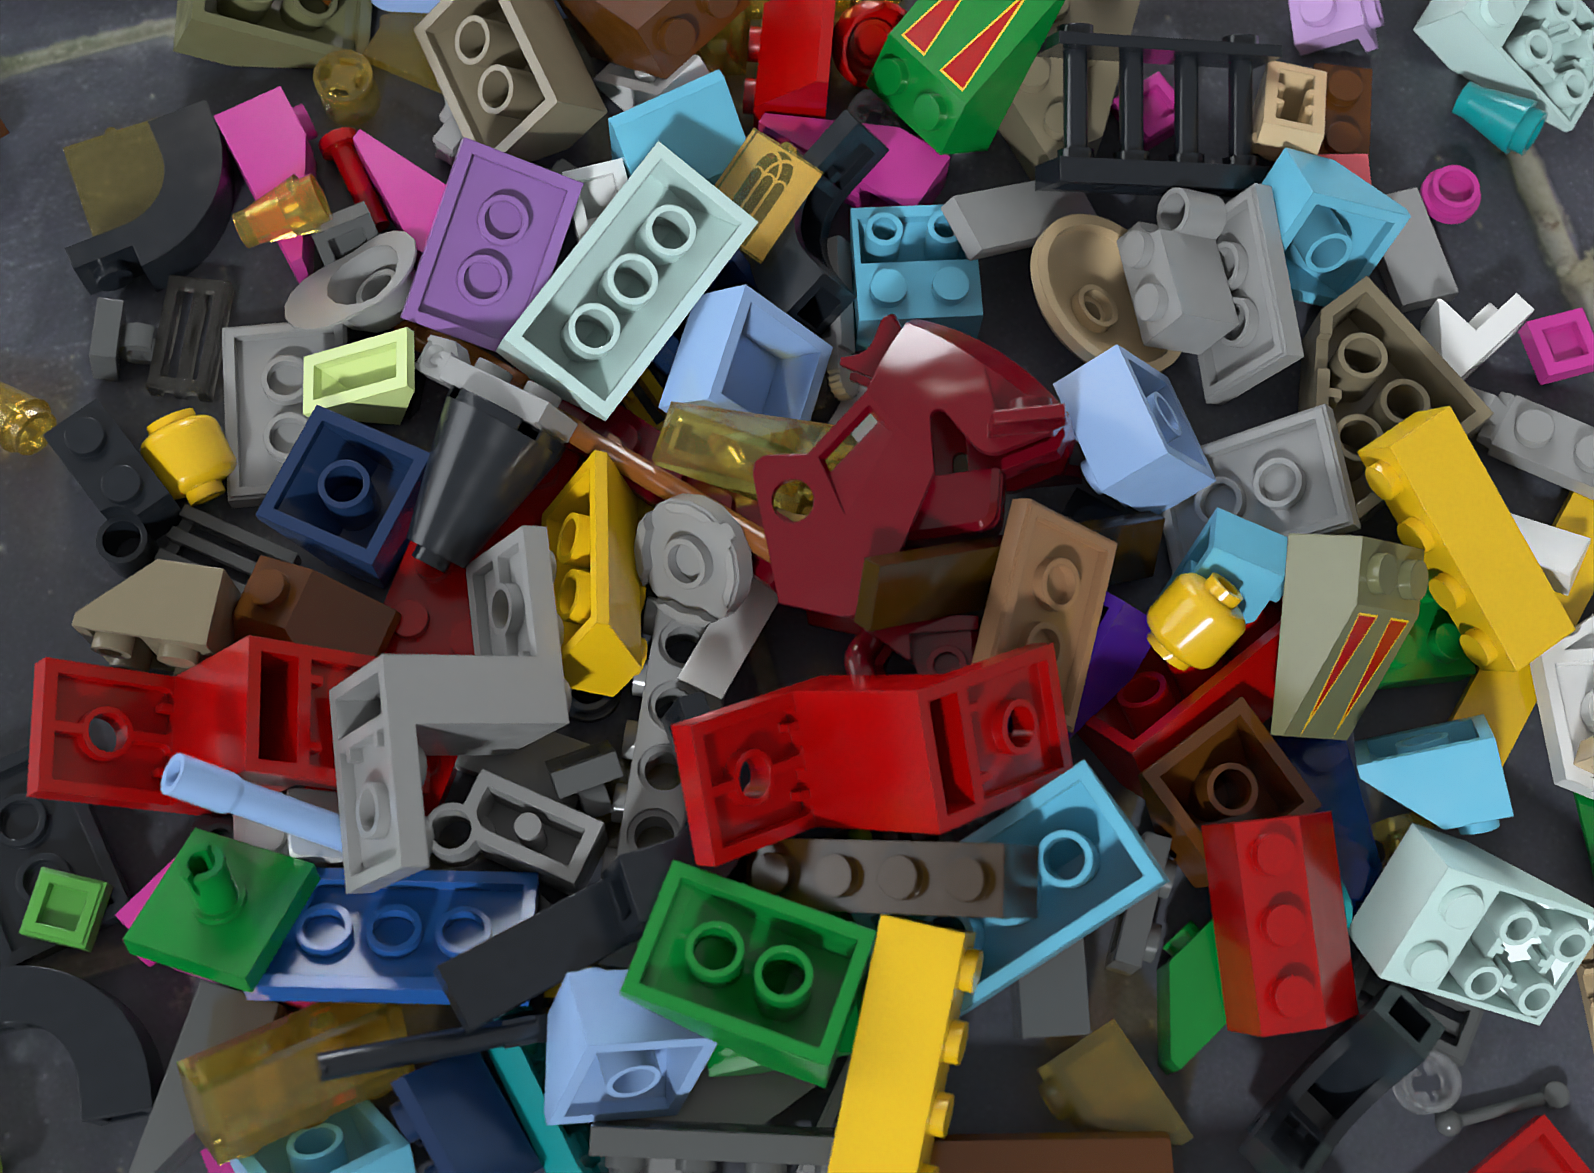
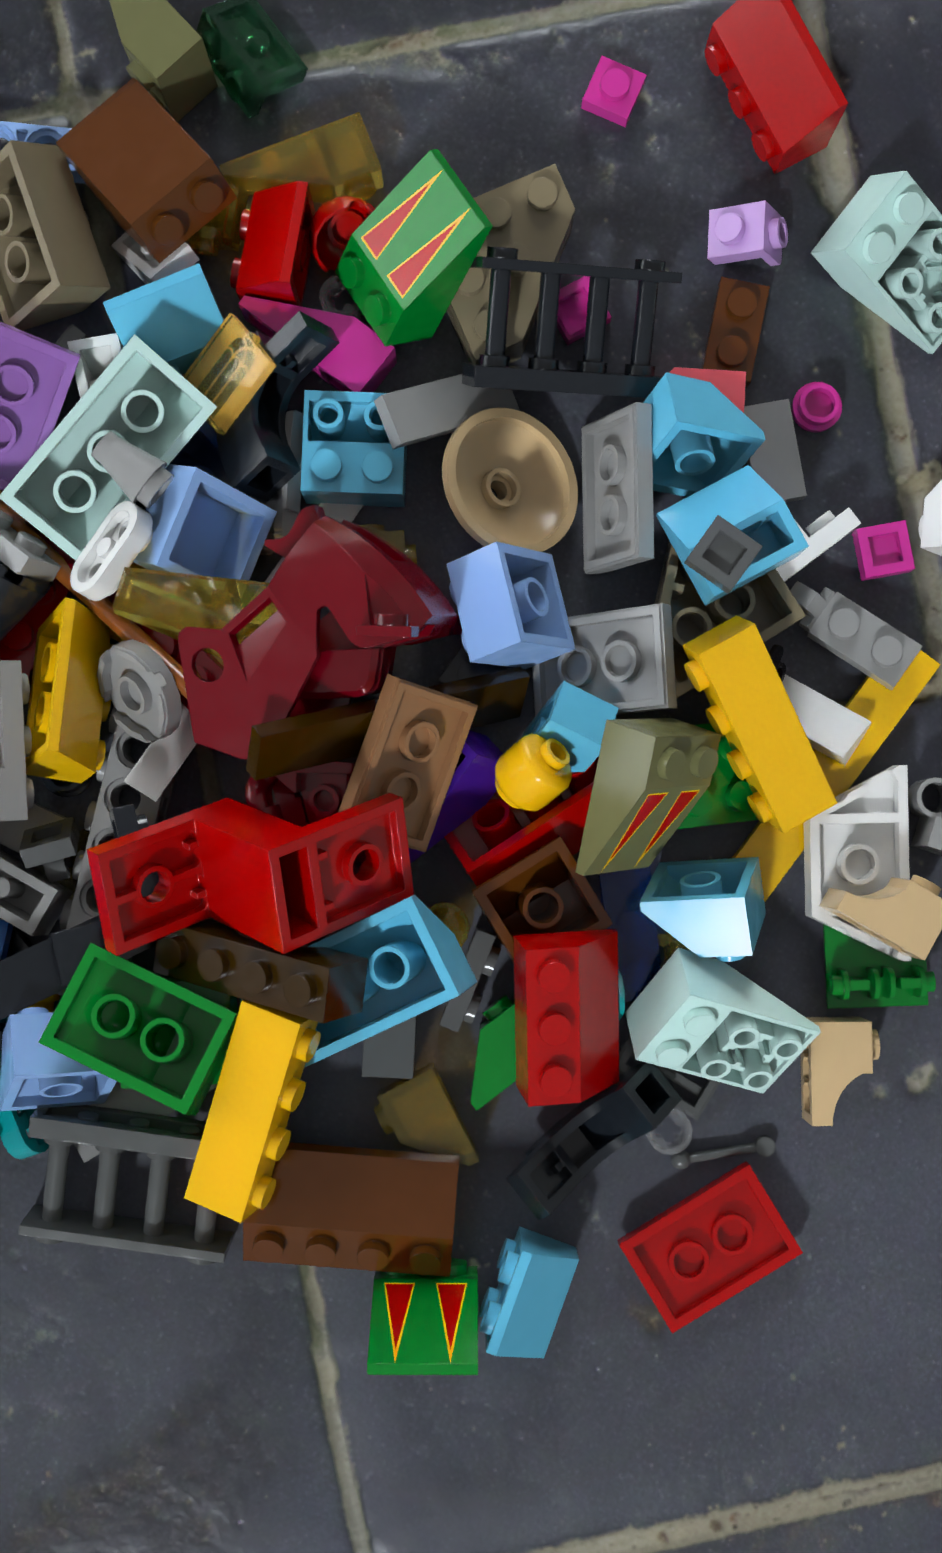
camera: 10 degrees right, 15 degrees up
(644, 393) = (113, 546): none -> white plate
(669, 294) = (133, 469): none -> light grey cone
(1179, 273) = (571, 467): light grey hinge -> none
(1289, 110) = (684, 329): tan arch -> none
(1397, 319) = (749, 506): none -> medium azure slope
(1402, 324) = (723, 554): none -> dark grey plate
(1501, 117) = (872, 340): teal cone -> none

